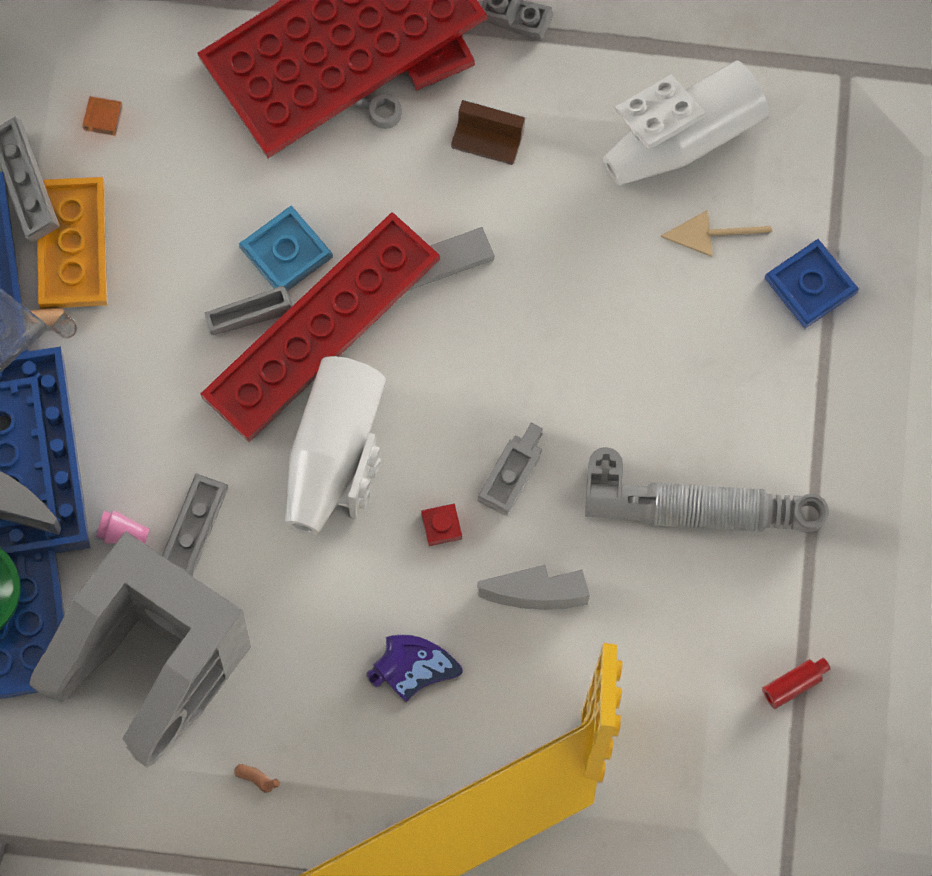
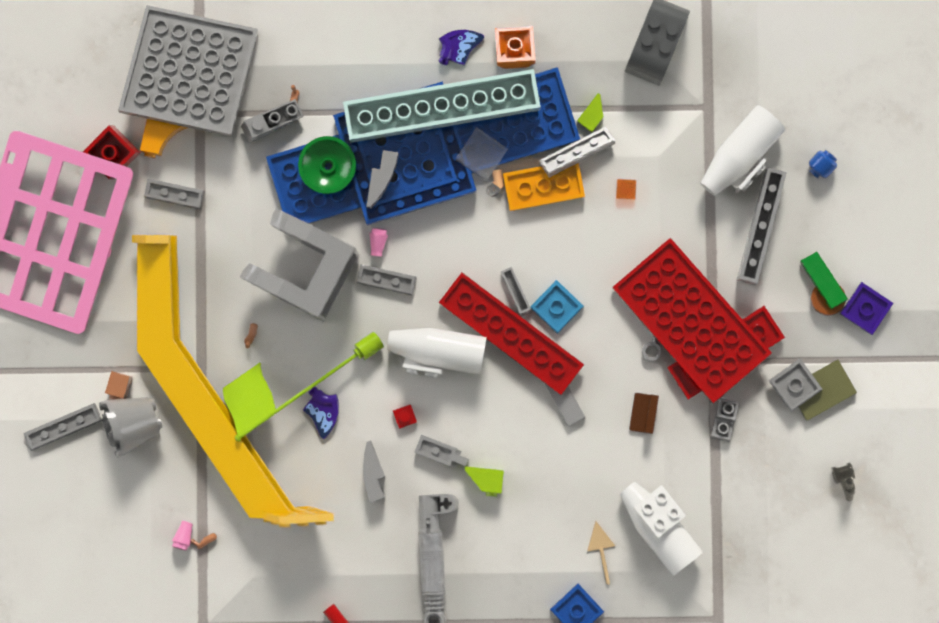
camera: 90 degrees right, 15 degrees up
(384, 775) = (253, 402): none -> lime flag
(571, 397) = (487, 479): none -> lime slope

